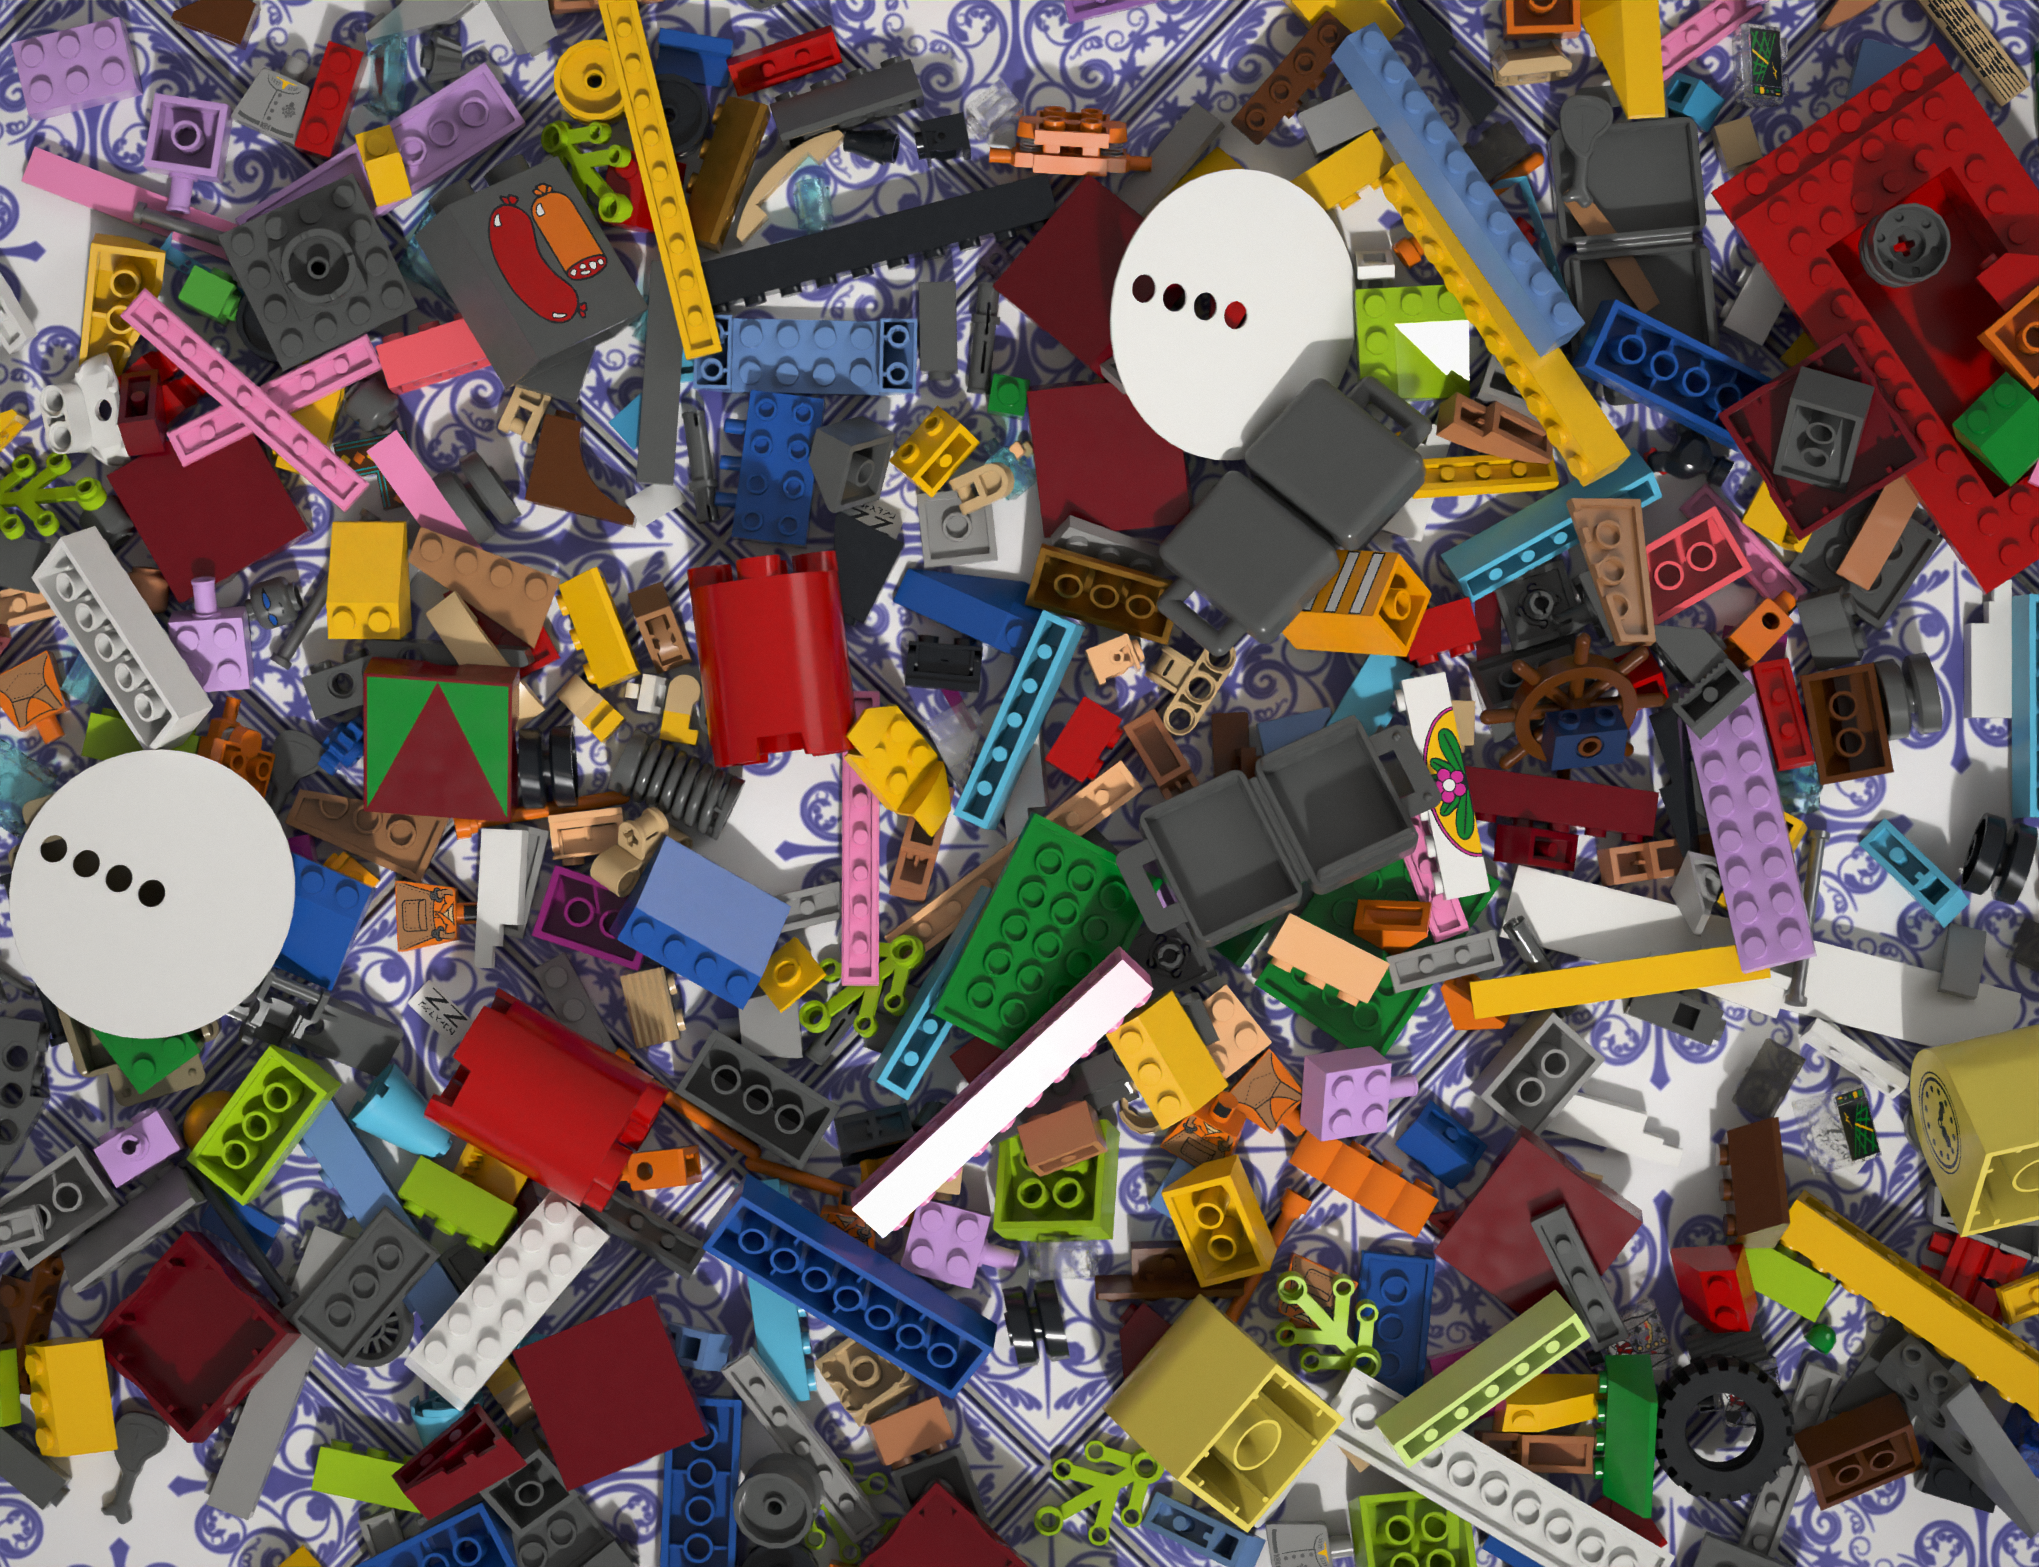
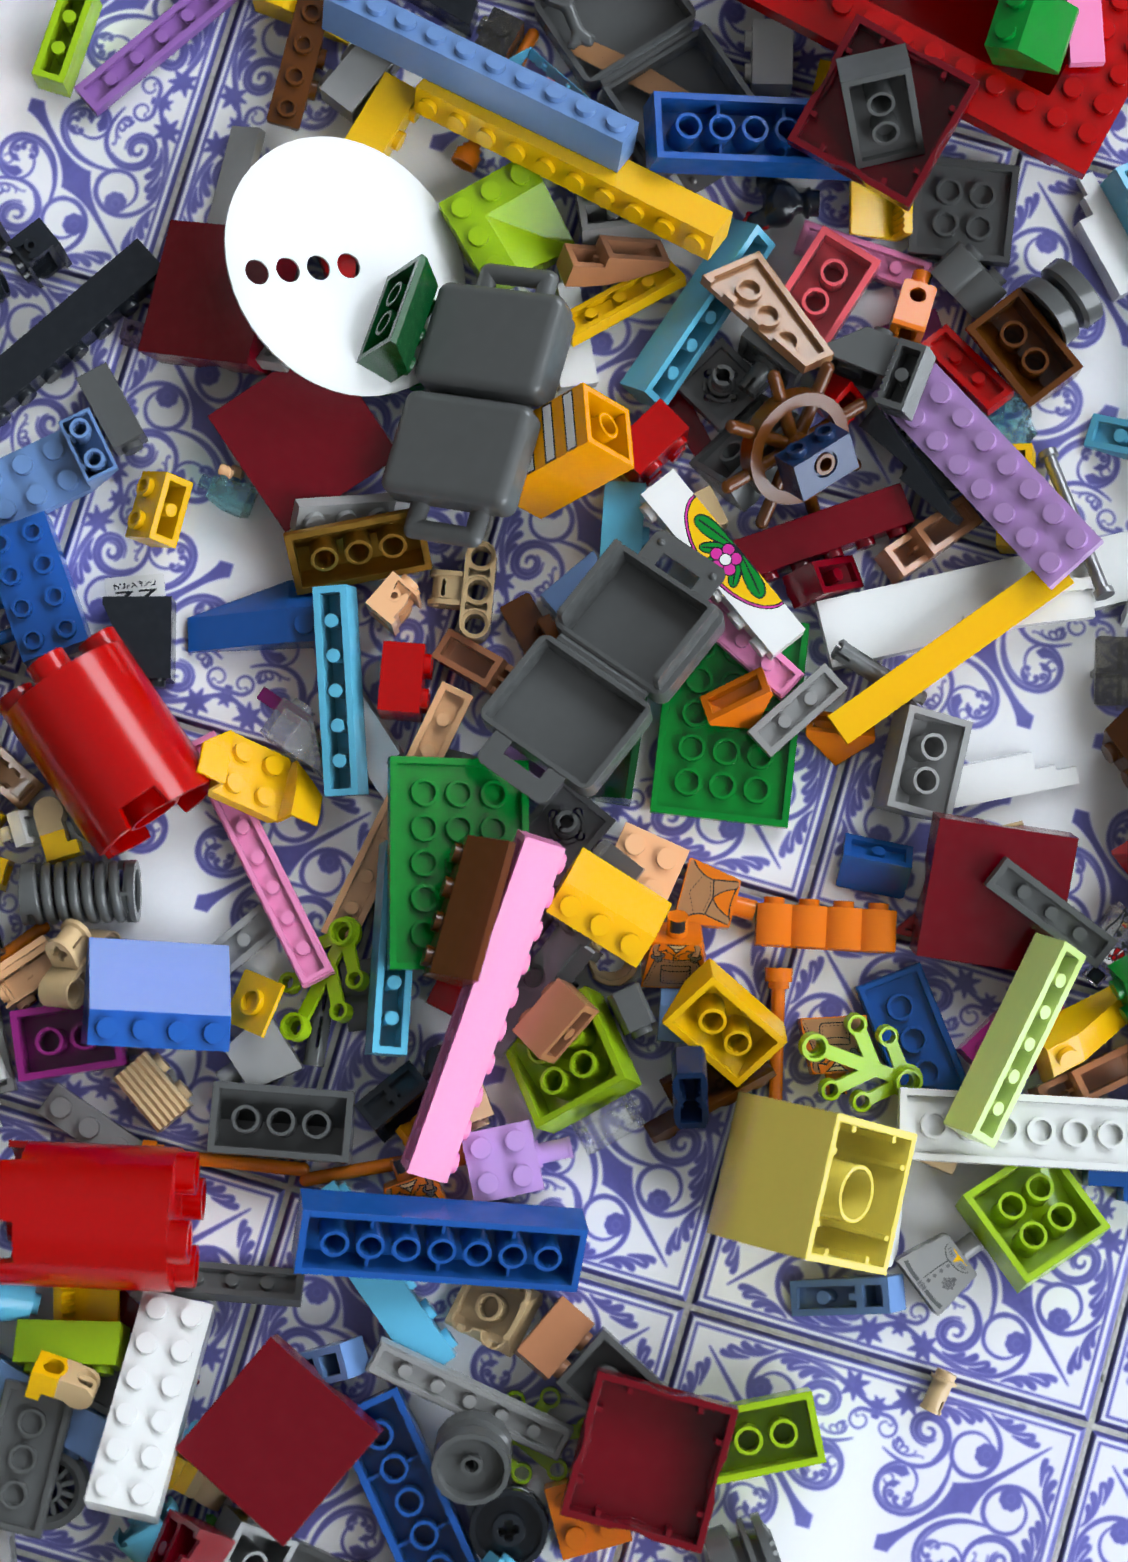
camera: 25 degrees left, 5 degrees down
(438, 1236) = (63, 1381): none -> leg
(670, 1168) = (234, 1218): orange torso -> none
(850, 462) = (92, 552): dark grey slope -> none
(916, 860) = (315, 852): nougat slope -> none
(944, 665) = (256, 681): black hinge -> none
(951, 537) = (210, 563): light grey plate -> none
(983, 338) = (167, 434): dark grey pin -> none
(992, 483) = (219, 508): tan plate -> none
(993, 113) = (69, 211): clear brick -> none
(1008, 396) = (198, 435): green brick -> none
(1033, 997) = (468, 910): none -> reddish brown slope
(1035, 1323) = (615, 1189): black wheel -> none
(1071, 144) = (134, 225): orange piece -> none
(1104, 1488) = (744, 1300): lime plant -> none
(1139, 1165) = (632, 1011): none -> dark grey brick
(1139, 1333) = (705, 1155): dark red slope -> none
(1156, 1265) = (690, 1087): none -> dark blue brick
(1256, 394) = (400, 320): none -> dark green slope
(1326, 960) = (699, 756): light nougat slope -> none
(1350, 1092) = (776, 859): lavender brick -> none
(1374, 265) = (445, 181): white tile -> none
(1679, 1015) = (1012, 657): dark grey brick -> none
(1697, 889) = (974, 544): light grey slope -> none
(1878, 534) = (967, 181): nougat slope -> none

